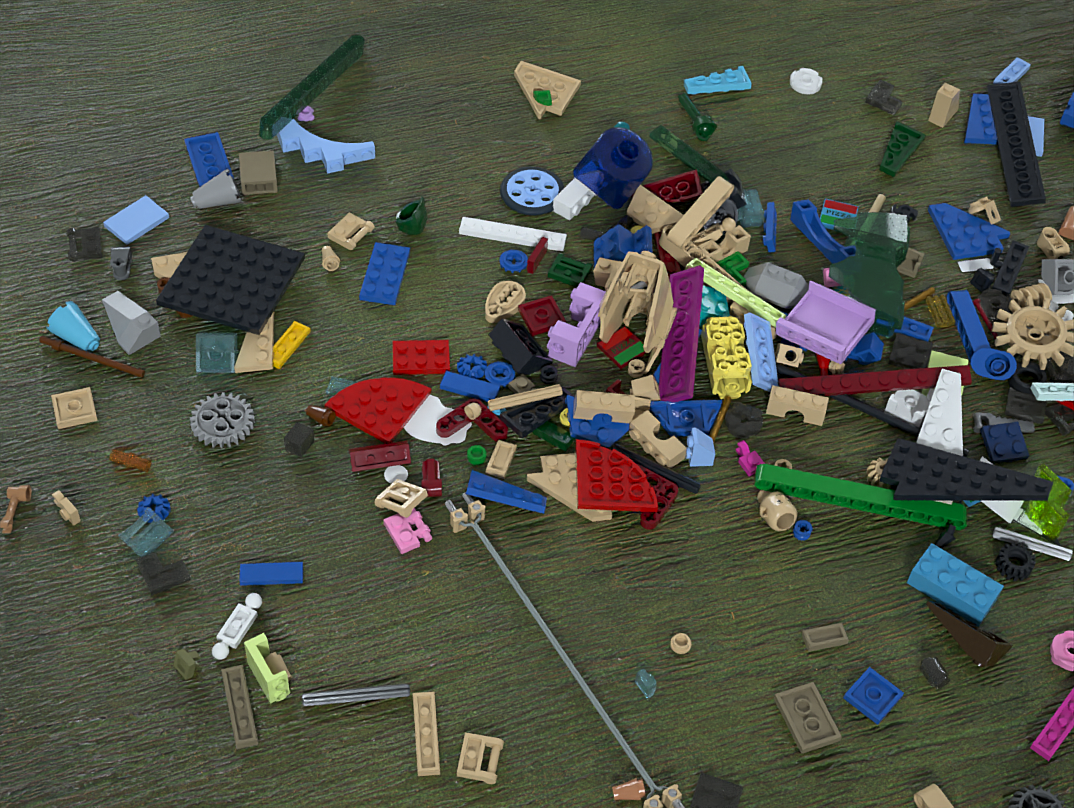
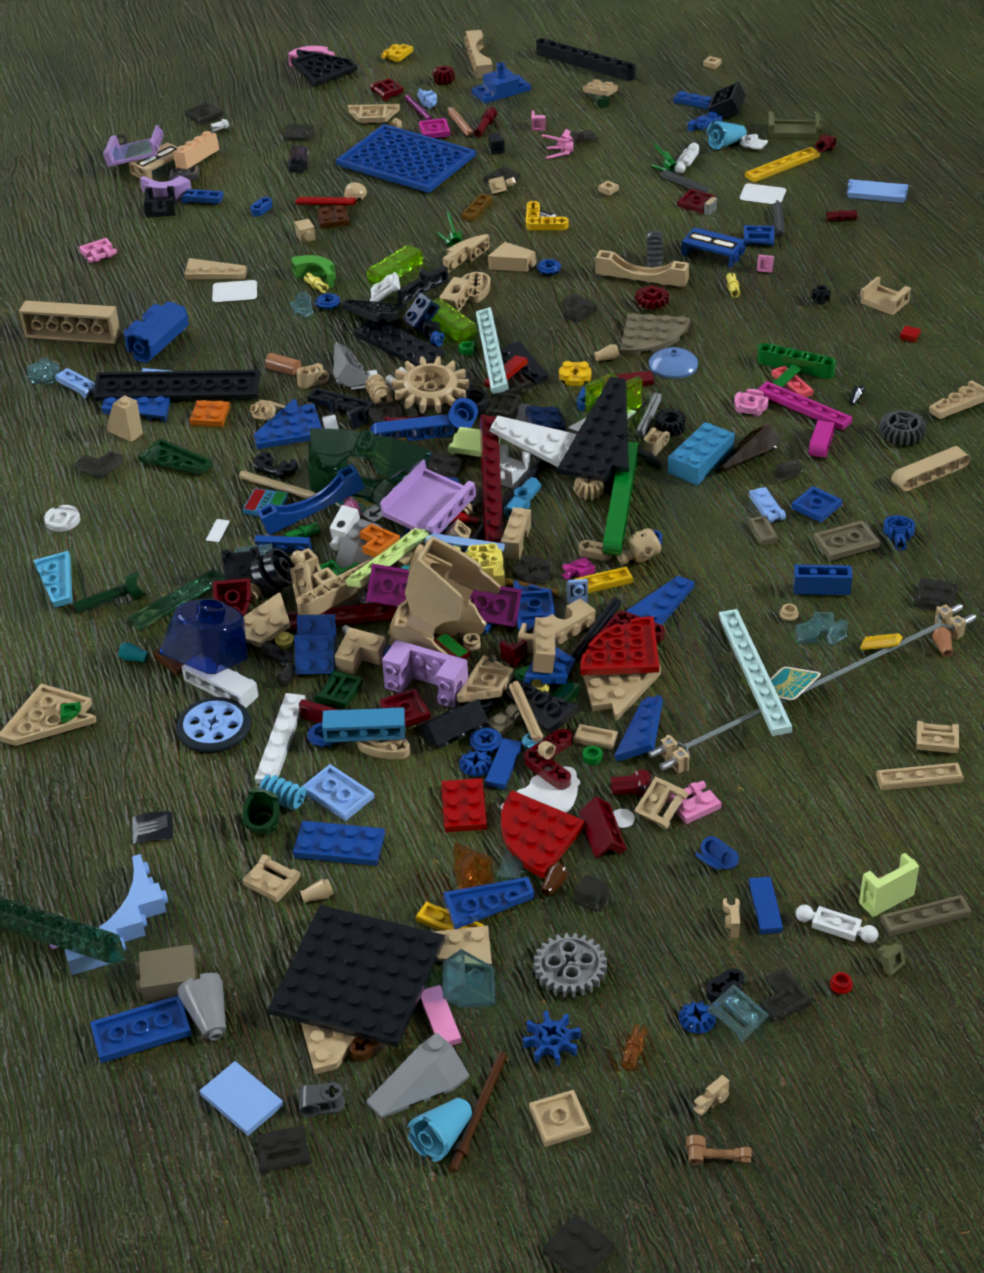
camera: 85 degrees left, 10 degrees down
(148, 403) = (551, 1038): none -> blue gear
(168, 621) = (841, 983): none -> red plate
(185, 335) = (439, 1015): none -> bright pink tile
(187, 530) = (723, 983): none -> black beam
(254, 543) = (732, 920): none -> tan plate
(301, 364) = (482, 901): none -> blue wing
(330, 349) = (472, 867): none -> clear orange bracket
(335, 538) = (718, 854): none -> blue bracket
(355, 694) = (890, 822): axle -> none
(417, 160) = (152, 826): none -> black sticker
(440, 232) = (288, 793): none -> medium azure piece
(444, 272) = (338, 792): none -> light blue tile
(509, 278) = (363, 725): none -> dark azure brick
(564, 626) = (792, 682): none -> teal sticker
(575, 374) = (486, 681): none -> tan wing
(576, 591) = (755, 673): none -> light aqua plate
(625, 722) = (881, 641): none -> yellow tile
(646, 388) = (506, 629): tan brick -> none
(667, 674) = (810, 630): none -> clear light blue tile
(696, 528) = (664, 600): none -> blue wing
(700, 212) = (293, 566): tan beam -> none
(727, 676) = (822, 579): none -> blue brick
(732, 481) = (608, 579): none -> yellow tile
(764, 288) = (378, 539): none -> orange plate
(791, 241) = (304, 531): none -> green axle
(793, 262) = (342, 524): none -> white torso
(797, 185) = (217, 530): none -> white sticker
(820, 777) = (899, 528): none -> blue pin
(857, 413) = (522, 496): none -> dark azure piece
(870, 646) = (767, 505): none -> light blue plate
(974, 541) = (655, 441): none -> tan piece
(978, 171) = (209, 413): none -> orange plate
(1003, 718) = (821, 439): none -> dark pink beam
(1035, 51) = (43, 371): none -> clear light blue plate

